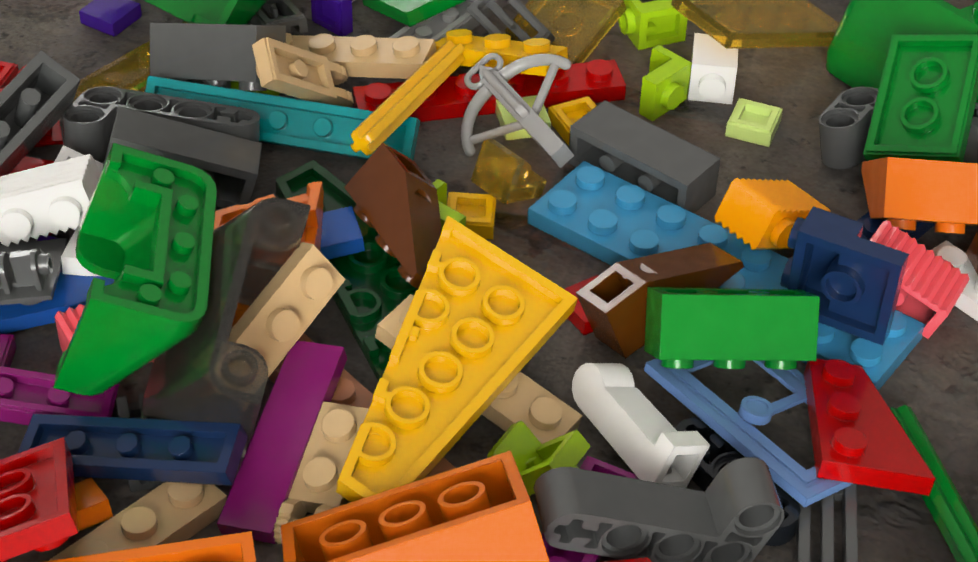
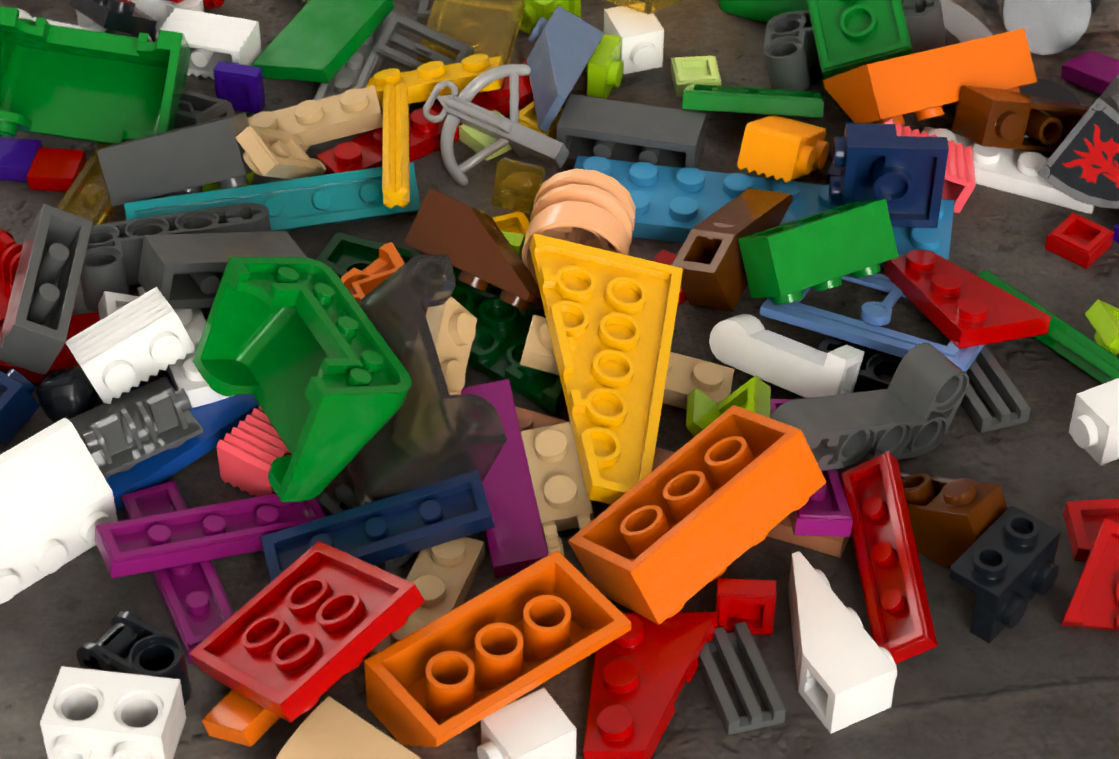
camera: 25 degrees left, 0 degrees up
(131, 30) = (55, 169): none -> red tile
(526, 218) = (584, 210): none -> light nougat wheel
(618, 66) = (558, 60): none -> sand blue slope
(782, 161) = (753, 100): none -> green tile

